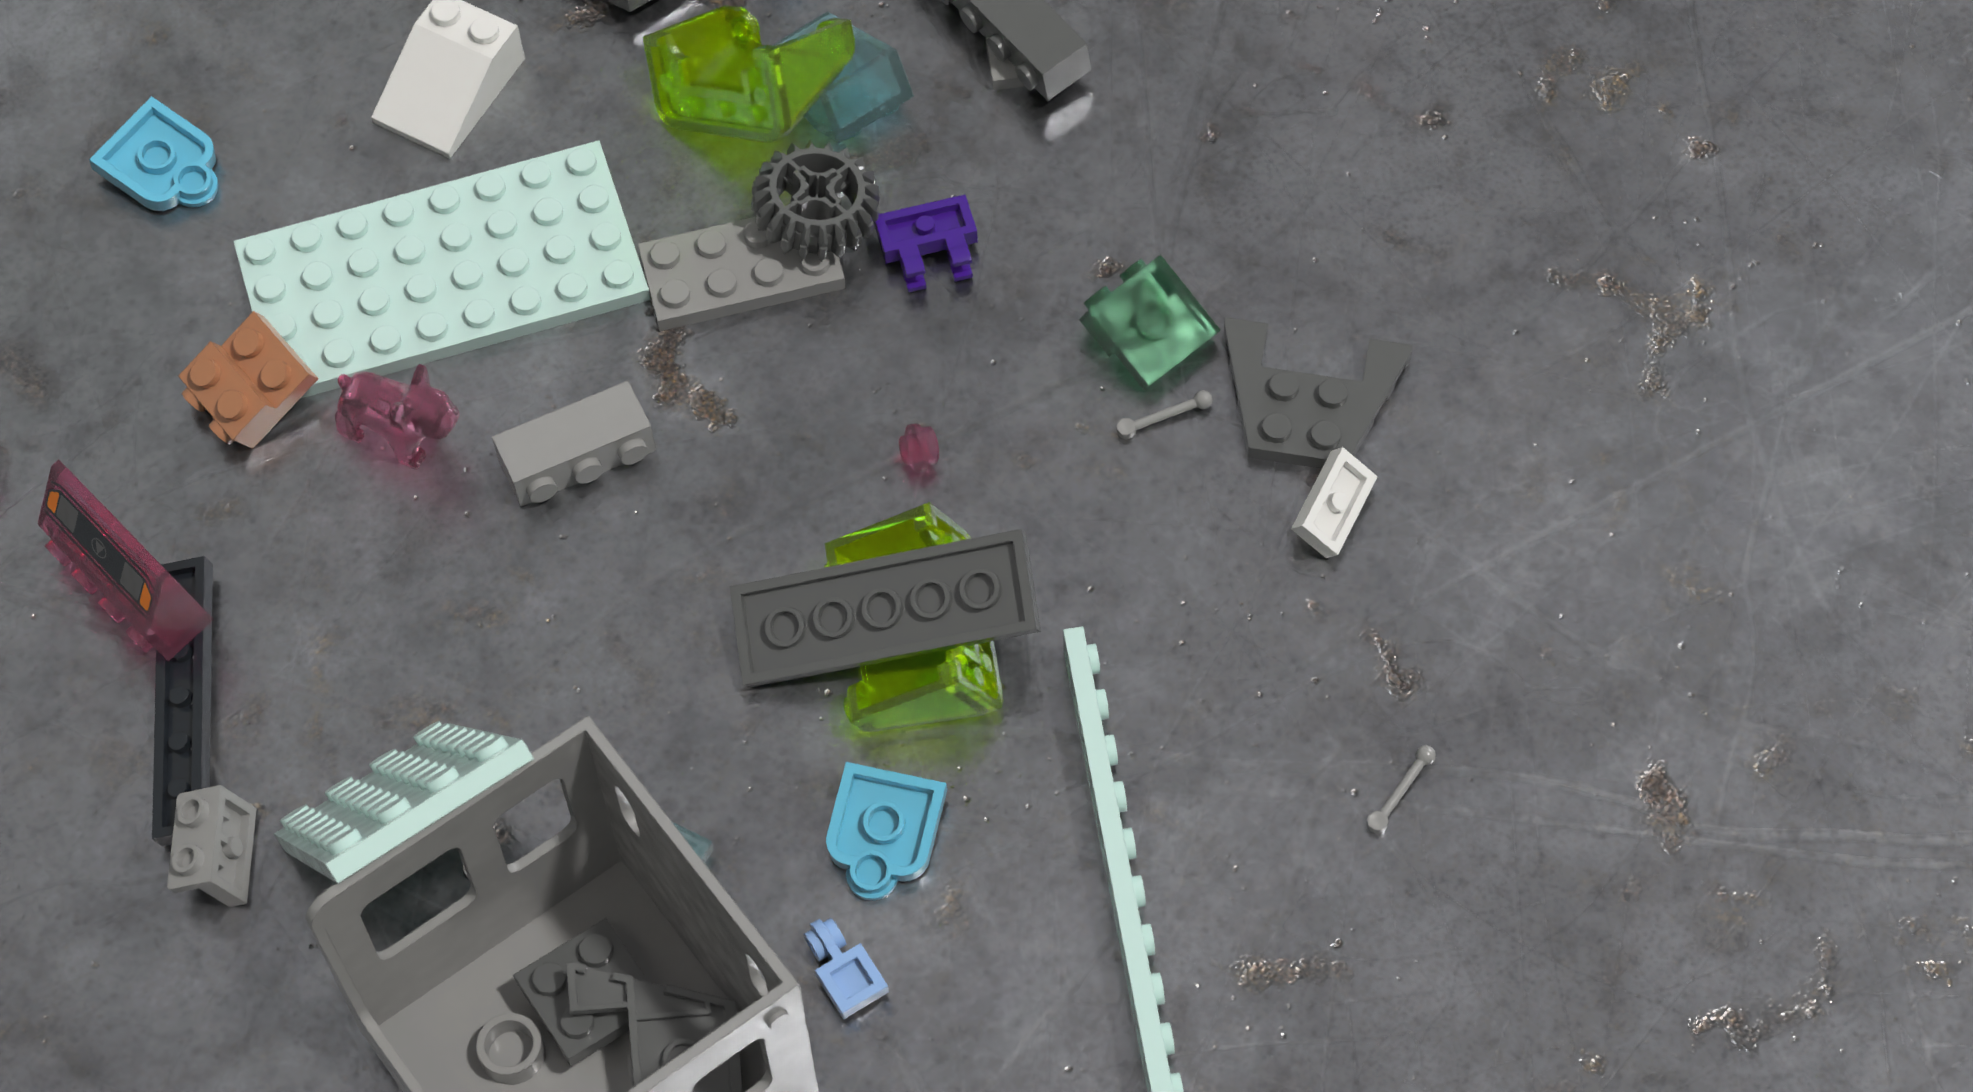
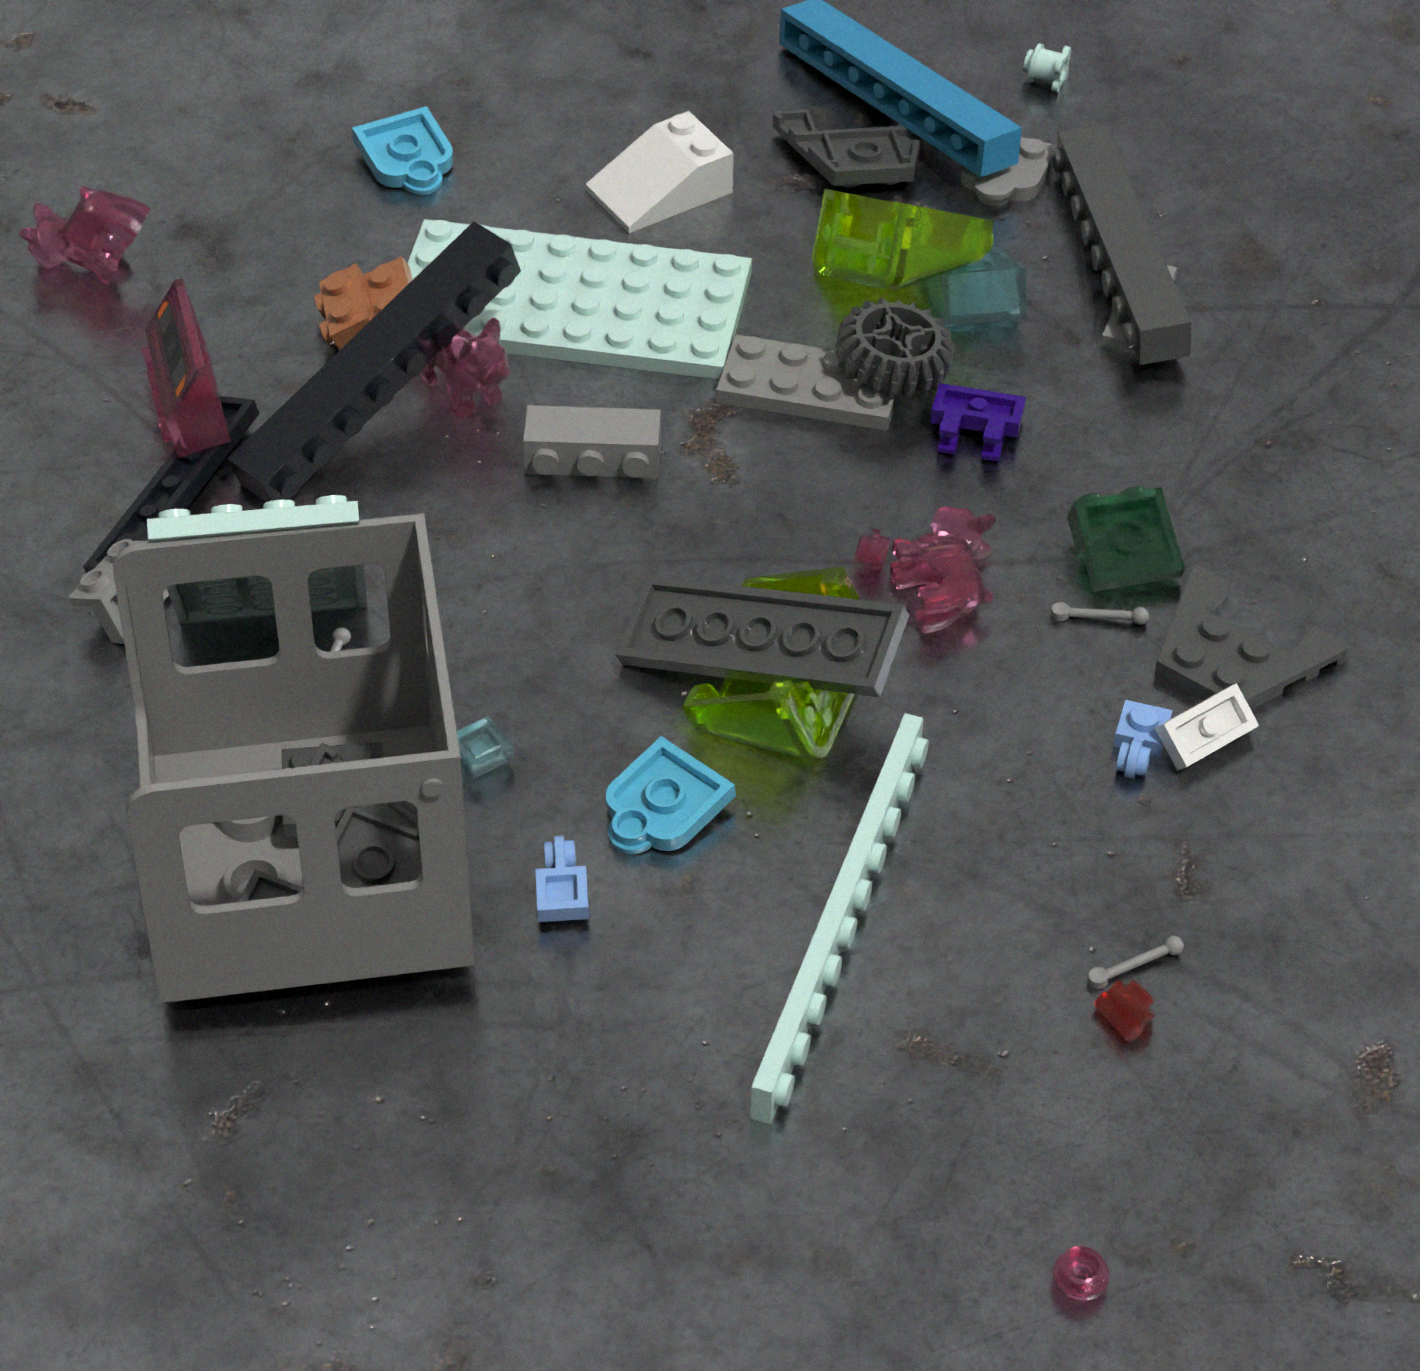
camera: 25 degrees right, 15 degrees down
(319, 467) = (375, 364): none -> black brick
(999, 433) = (945, 566): none -> clear pink animal
(1271, 534) = (1138, 737): none -> light blue plate
(1423, 844) = (1126, 1008): none -> clear red plate

